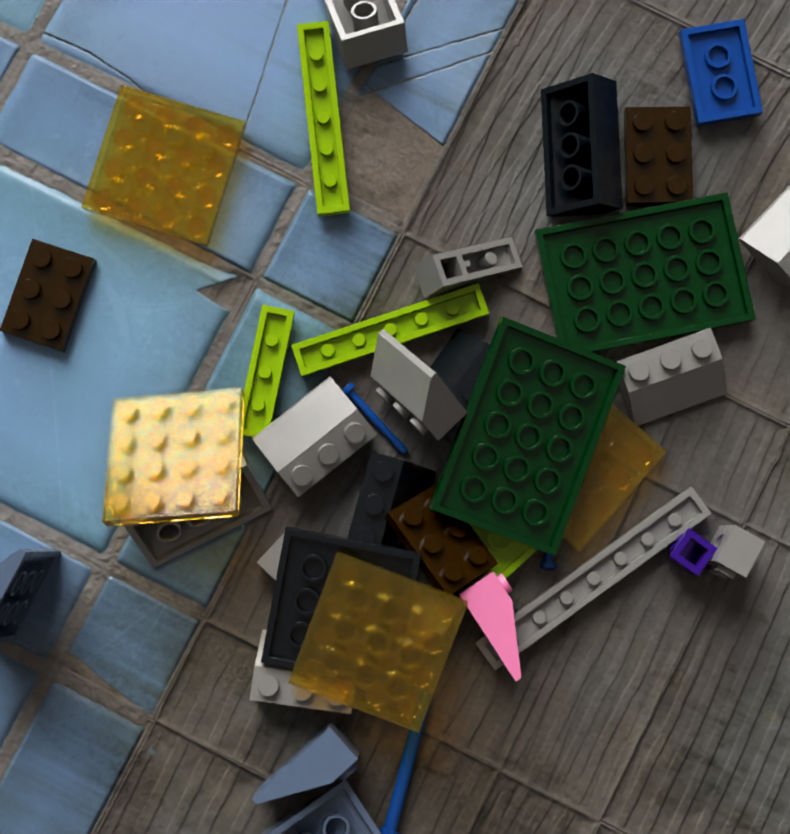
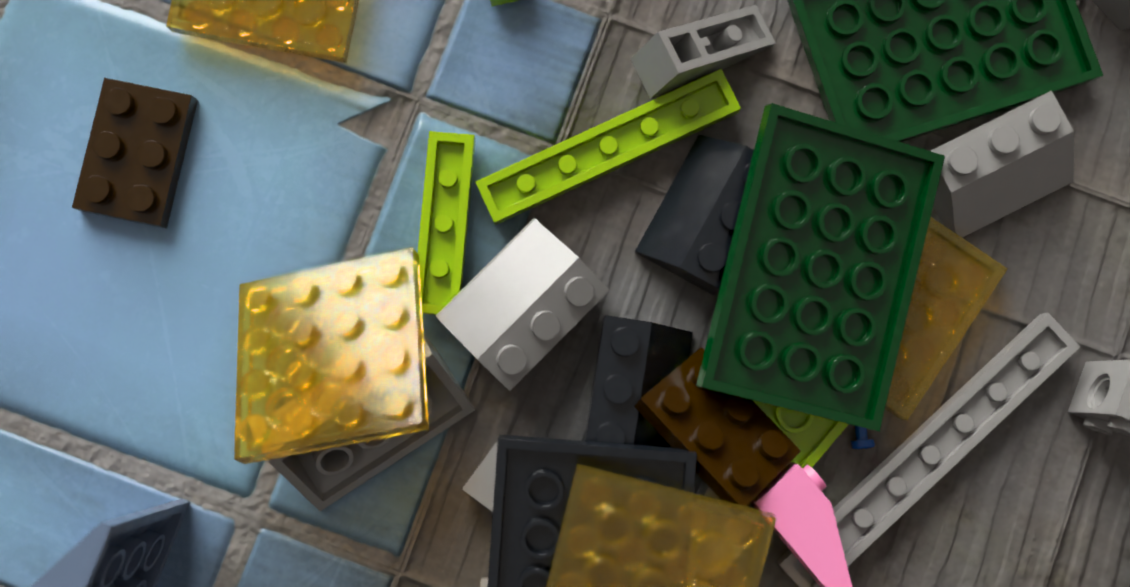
camera: 10 degrees left, 0 degrees up
(348, 390) = (601, 270): blue piece -> none
(414, 388) = (657, 217): light grey slope -> none
(691, 552) = (1056, 401): dark purple brick -> none

